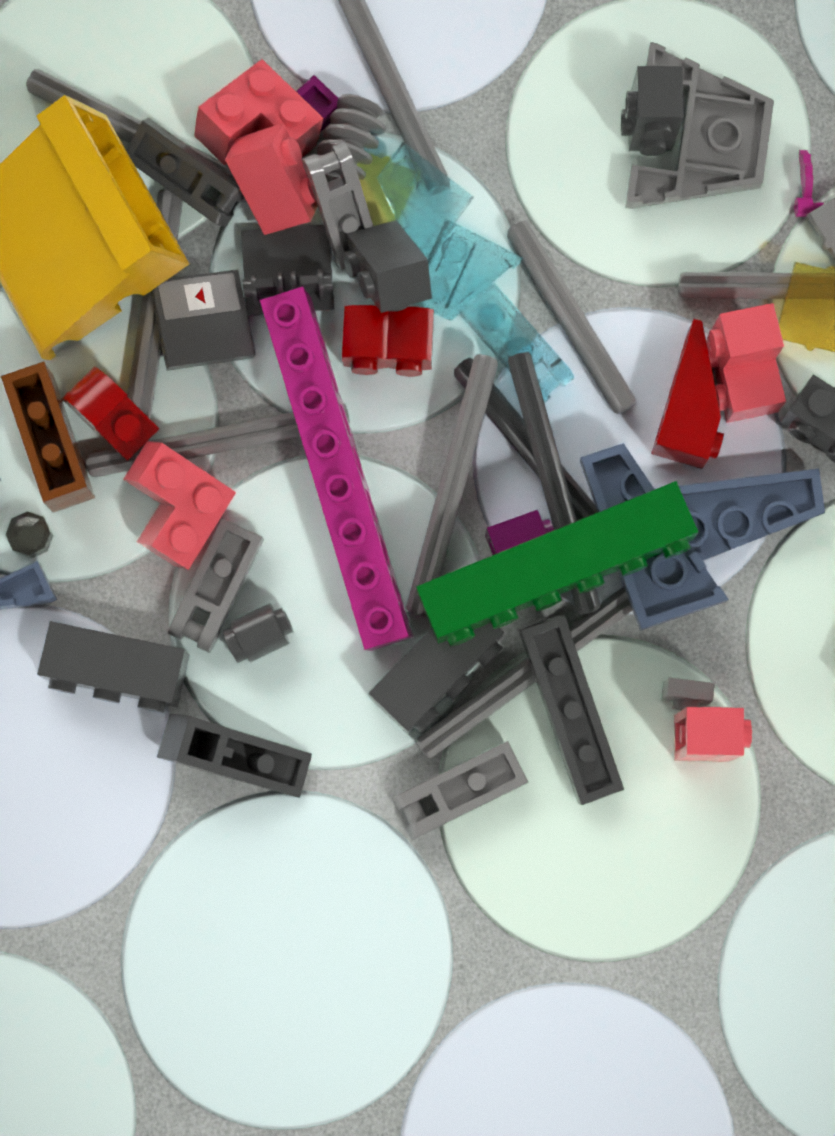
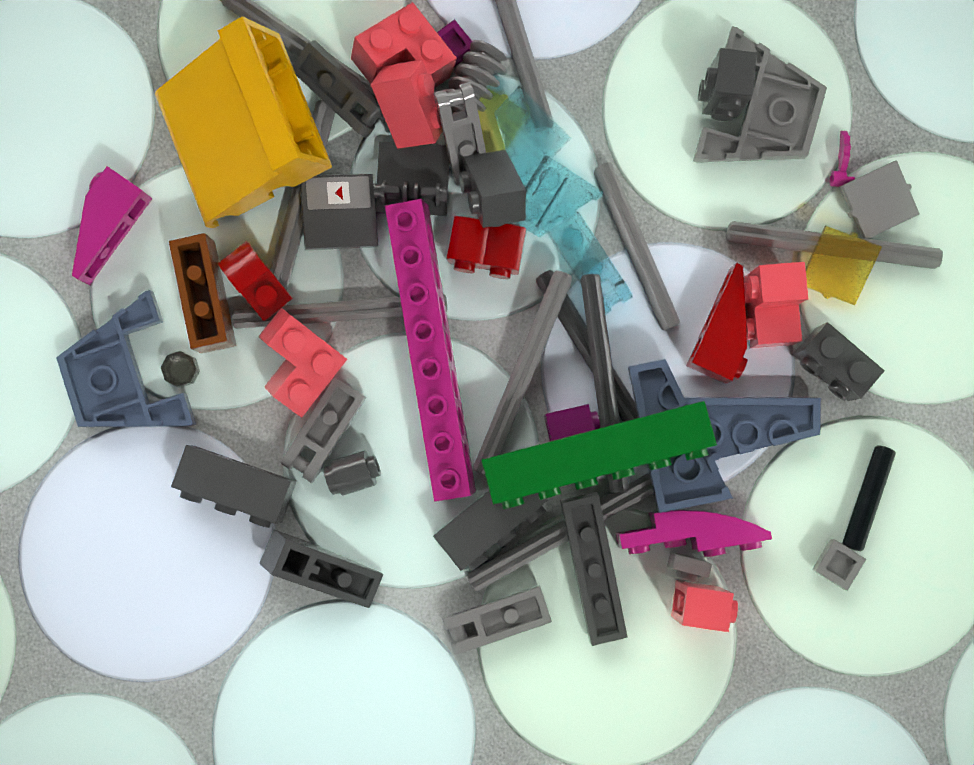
camera: 10 degrees right, 5 degrees up
(702, 644) = (706, 530): none -> dark pink slope

